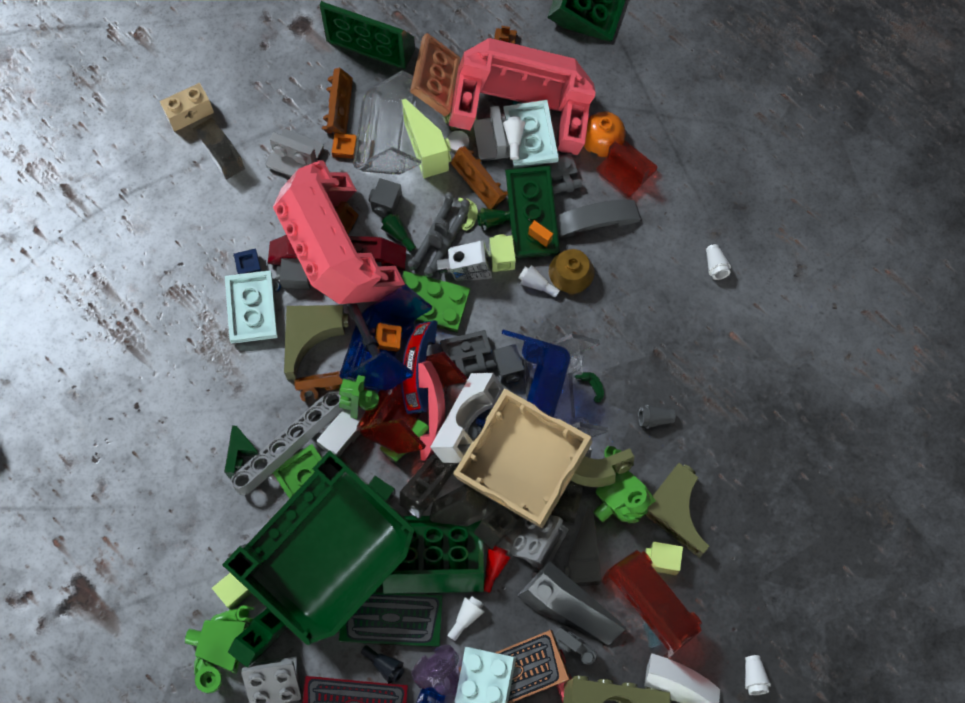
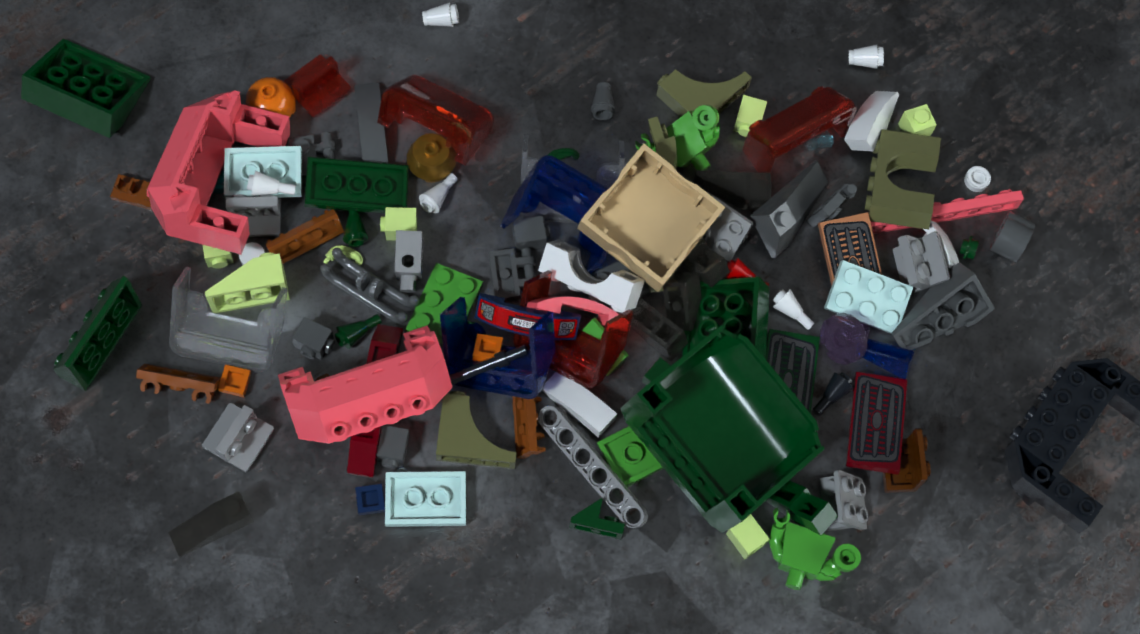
camera: 90 degrees left, 0 degrees up
(187, 107) = (152, 557): tan brick -> none
(354, 395) = (559, 381): bright green hips -> none
(435, 75) = (172, 260): nougat tile -> none
(540, 233) = (390, 176): orange tile -> none
(610, 267) = (440, 110): none -> clear red windscreen

